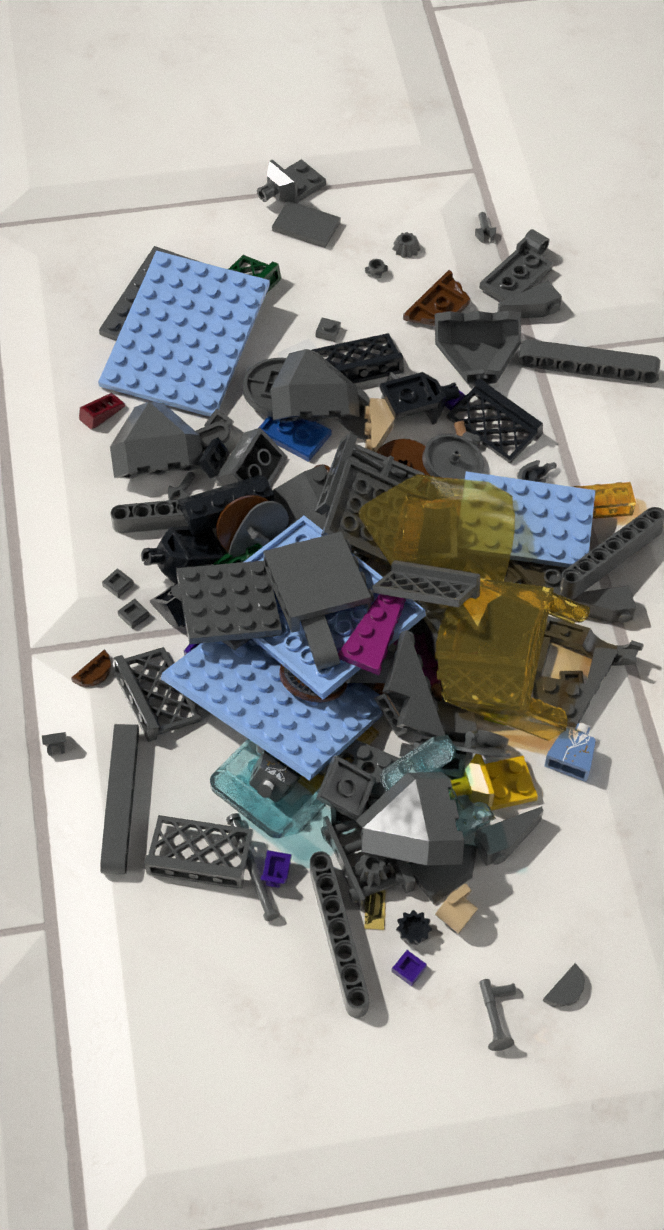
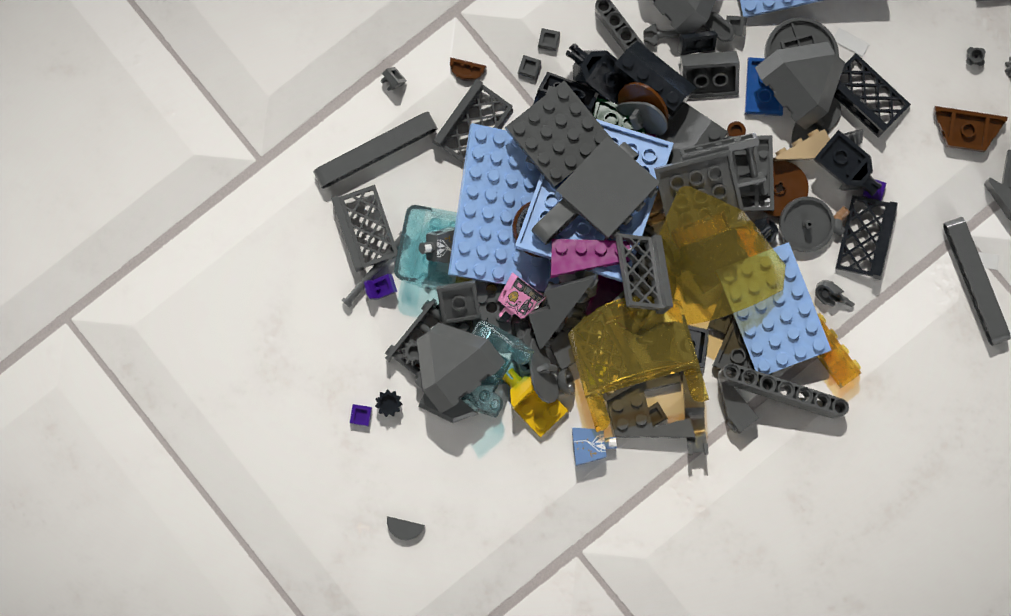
camera: 65 degrees right, 25 degrees up
(328, 329) = (886, 54): dark grey plate -> none
(339, 944) = (353, 364): dark grey beam -> none
(375, 911) = (389, 370): clear yellow sticker -> none
(376, 729) = (518, 298): none -> torso
(456, 909) = (416, 426): tan piece -> none
(478, 342) = (937, 183): dark grey panel -> none
(500, 1041) = (369, 478): dark grey piece -> none
(502, 838) = (492, 430): dark grey slope -> none

